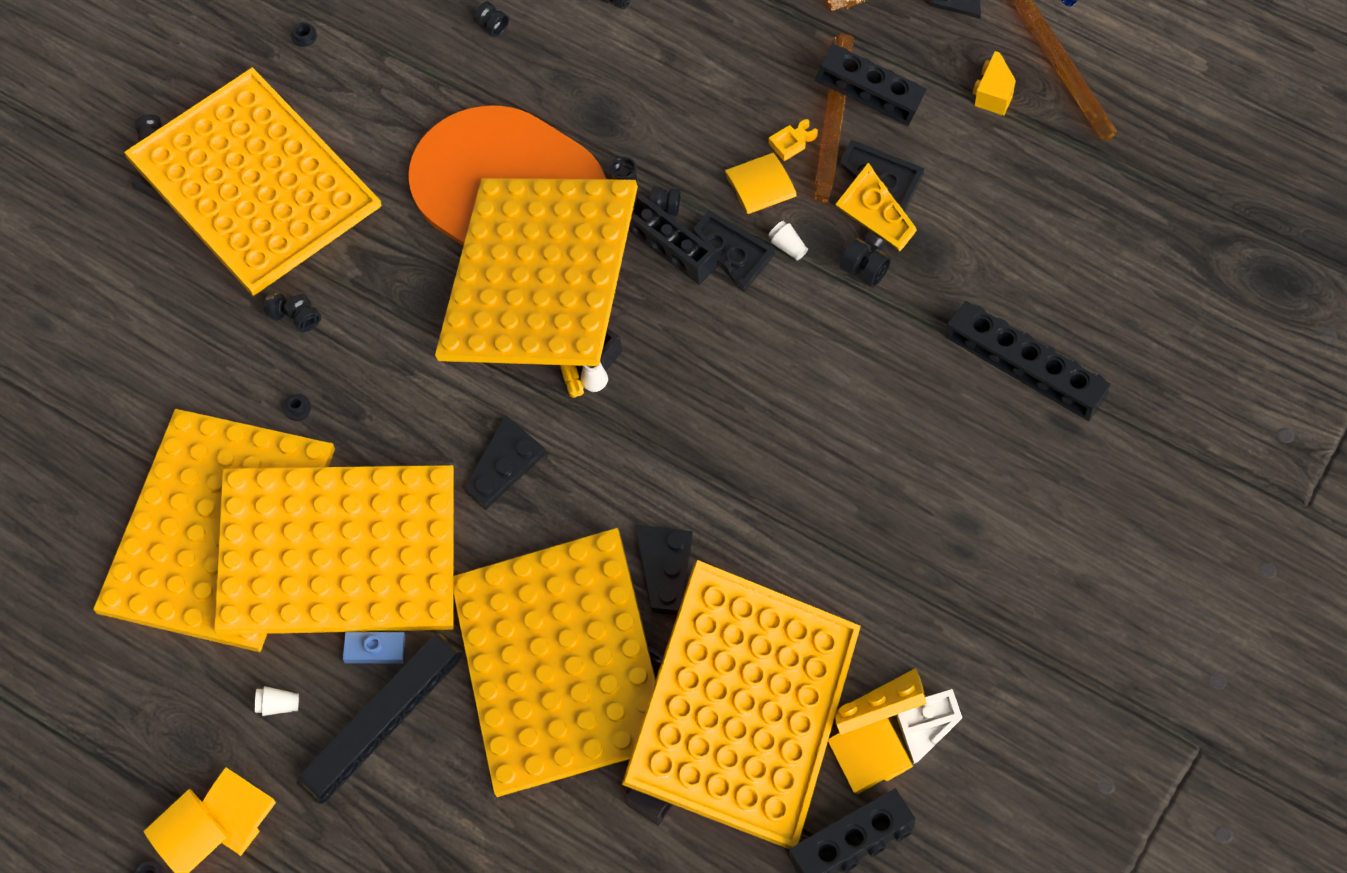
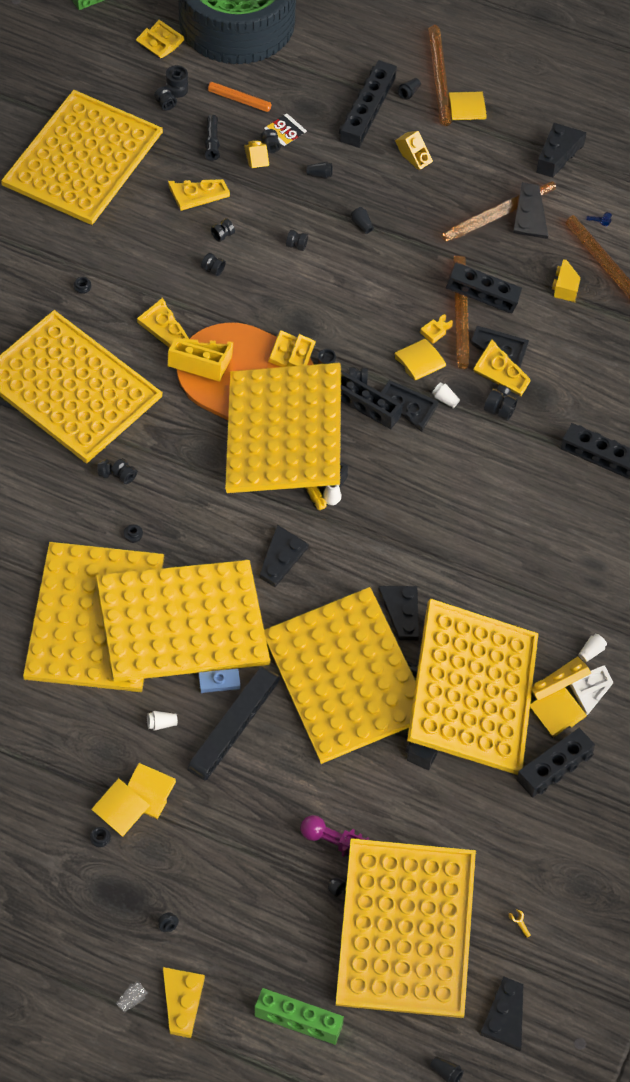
camera: 15 degrees left, 5 degrees down
(403, 102) = (161, 323): none -> yellow wing
(440, 155) = (200, 358): none -> yellow wedge
(575, 154) = (291, 350): none -> yellow slope
(940, 657) = (593, 647): none -> white cone

